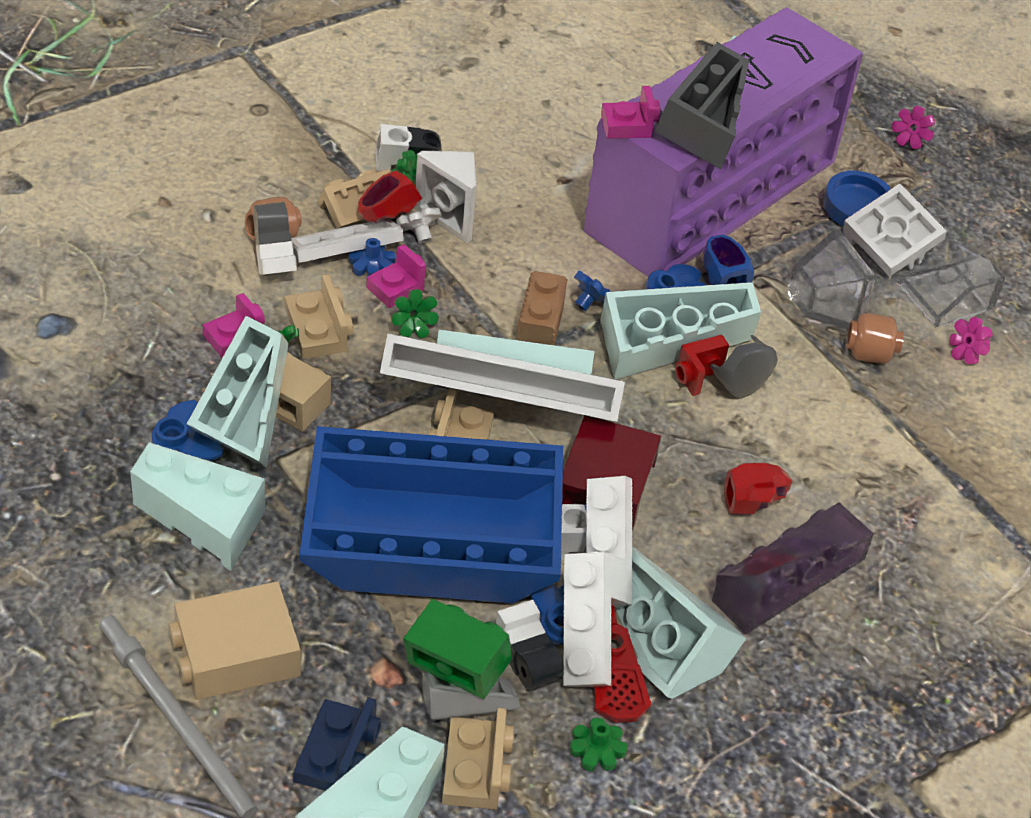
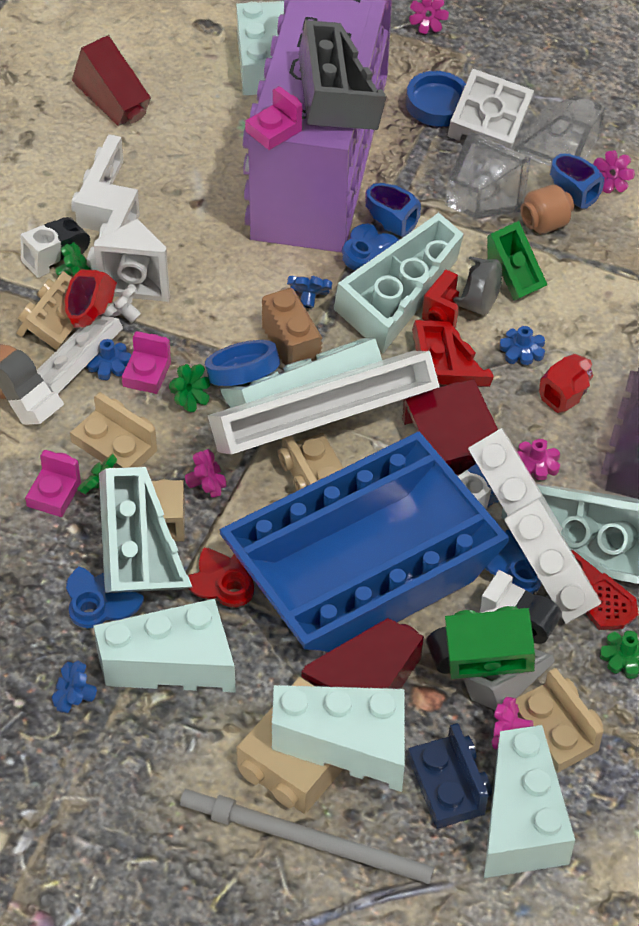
camera: 30 degrees left, 5 degrees up
(101, 486) = (72, 687): none -> blue plant
(265, 637) = (343, 728): none -> light aqua wedge
(292, 475) = (218, 576): none -> red plate
(347, 616) = (374, 659): none -> dark red slope
(363, 387) = (206, 474): none -> dark pink plant
(429, 722) = (508, 719): none -> dark pink plant
(473, 316) = (242, 362): none -> blue piece
(484, 129) = (99, 202): none -> white bracket
(570, 47) = (110, 82): none -> dark red slope
(664, 409) = (450, 354): none -> red wing
(668, 538) = (539, 458): none -> dark pink plant
(746, 439) = (522, 345): none -> blue plant
(798, 362) = (517, 260): none -> green slope
(926, 329) = (577, 178): none -> blue rock

